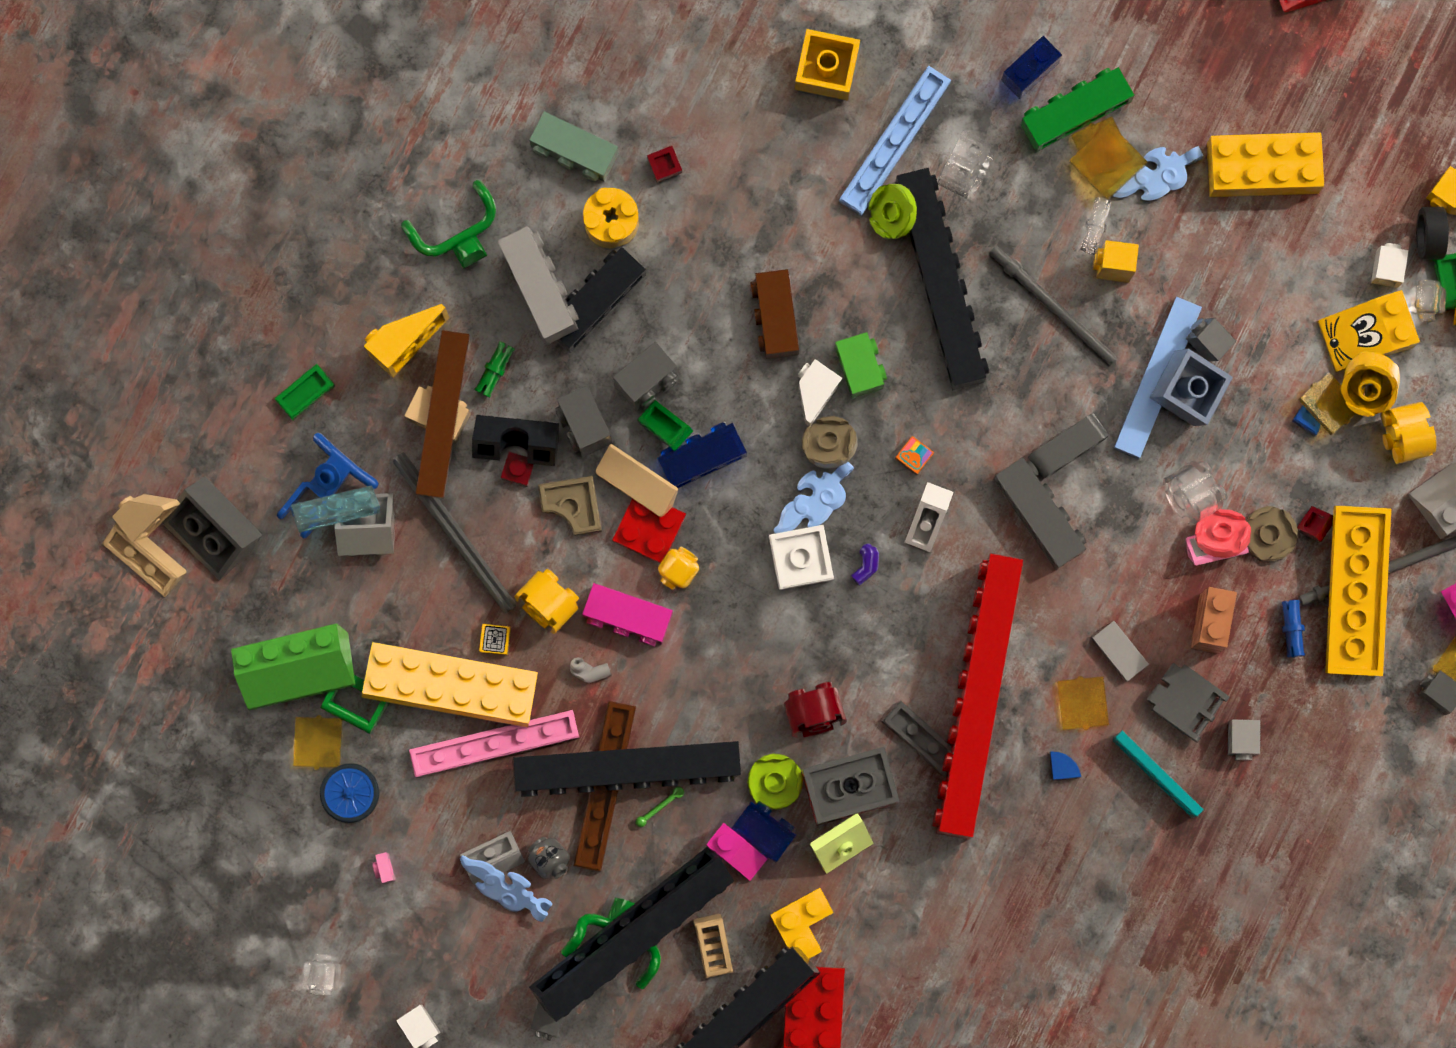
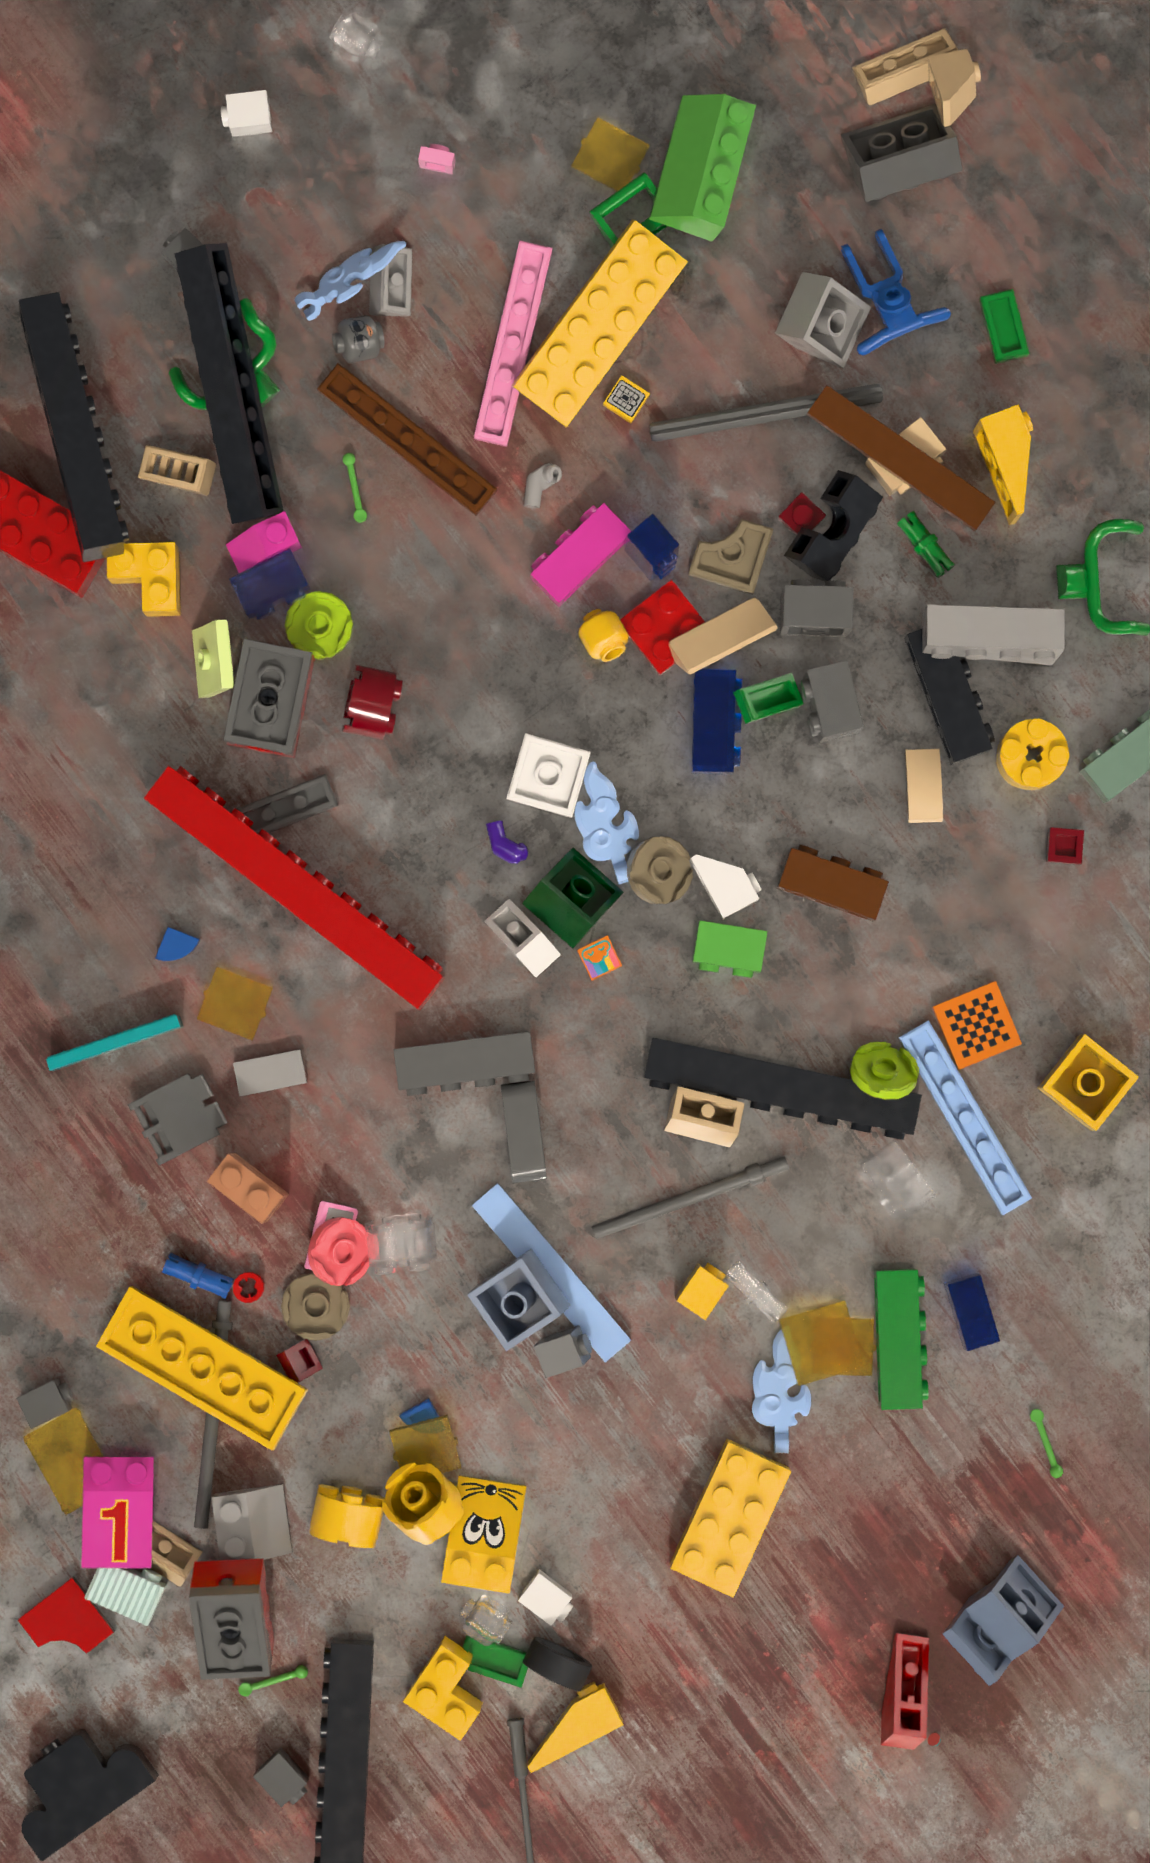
camera: 115 degrees right, 5 degrees up
(335, 508) = (853, 290): clear light blue plate -> none
(349, 793) = (537, 162): blue wheel -> none
(547, 601) = (637, 472): yellow brick -> none
(599, 558) = (652, 548): none -> clear blue brick
(626, 766) = (413, 467): black brick -> none
(671, 284) = (924, 785): none -> tan slope
(825, 164) = (976, 1025): none -> orange tile
(881, 494) = (572, 897): none -> dark green slope
(991, 321) = (704, 1116): none -> tan brick
(1244, 739) = (105, 1157): light grey brick -> none
(1287, 595) = (259, 1285): none -> red bush

